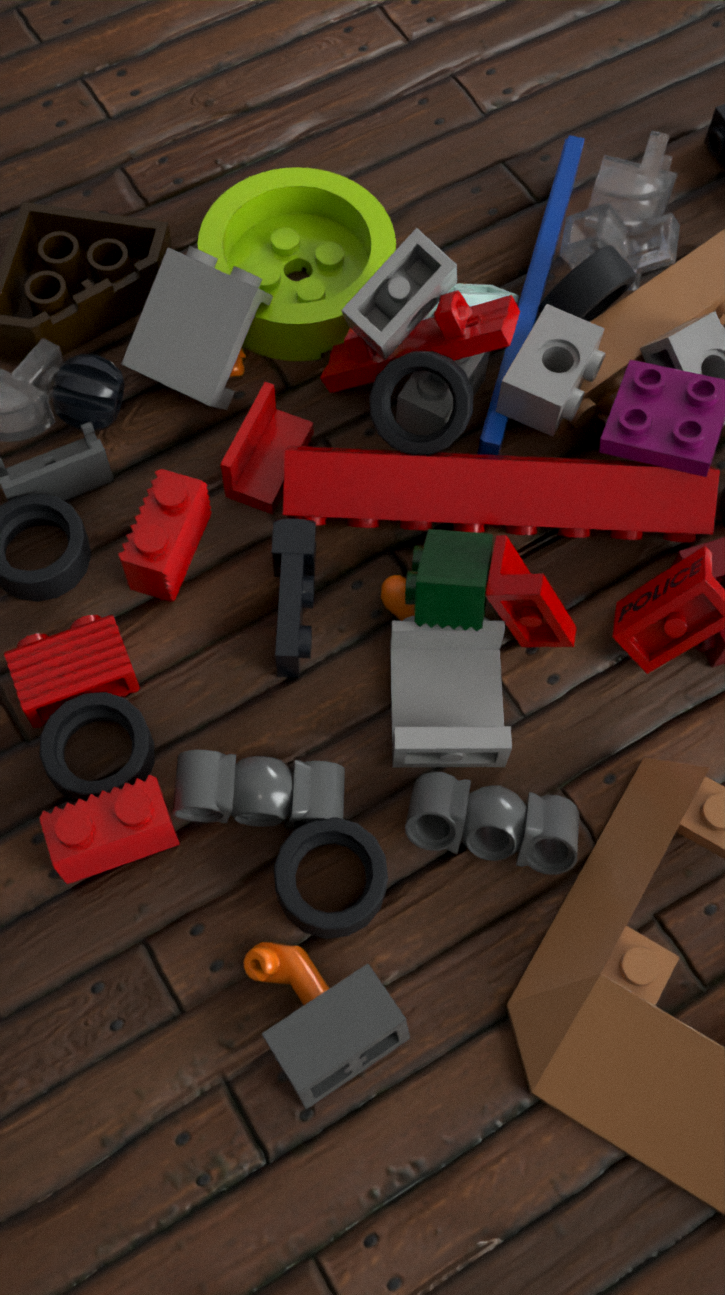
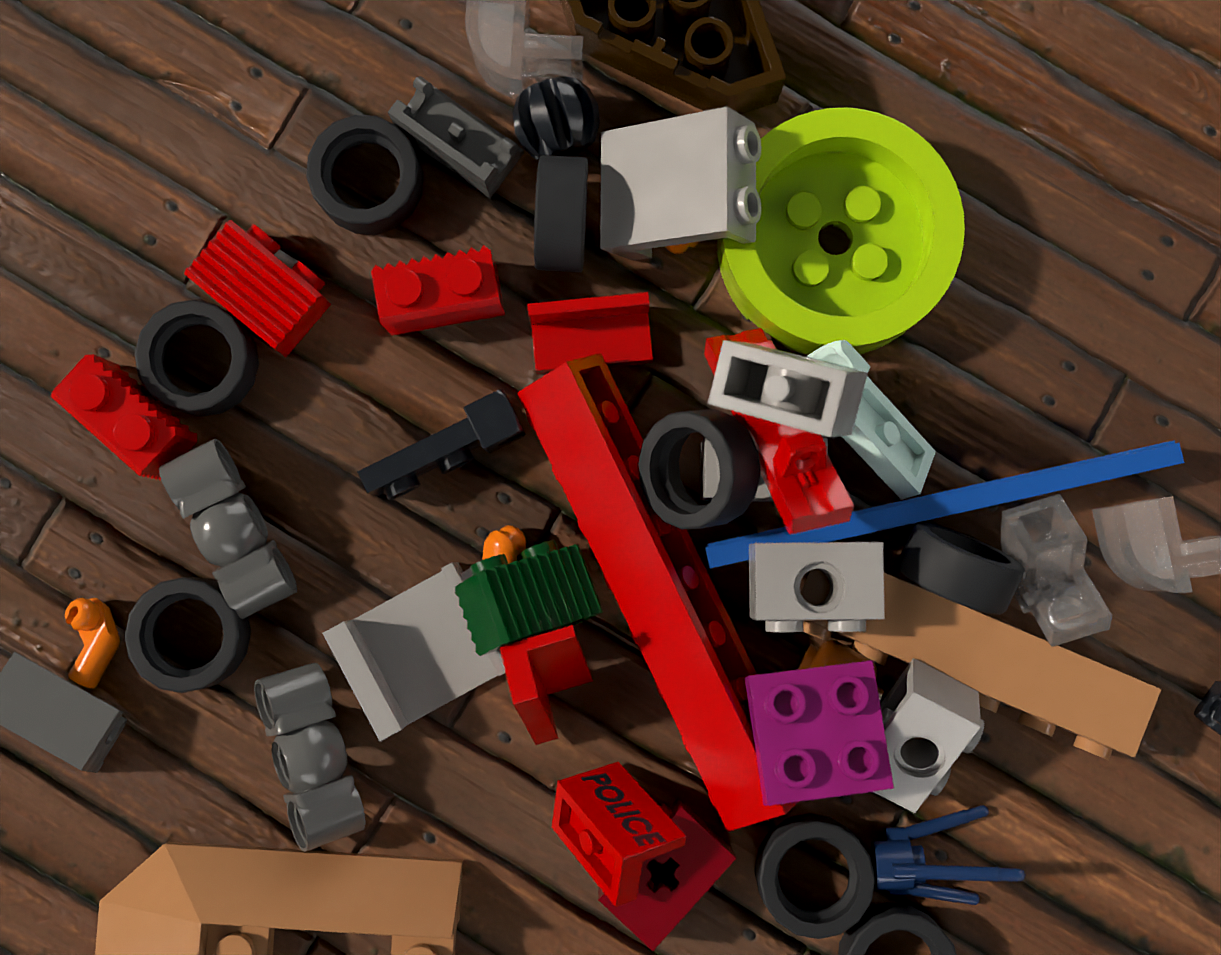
camera: 65 degrees right, 20 degrees up
(165, 416) = (560, 213): none -> black tyre

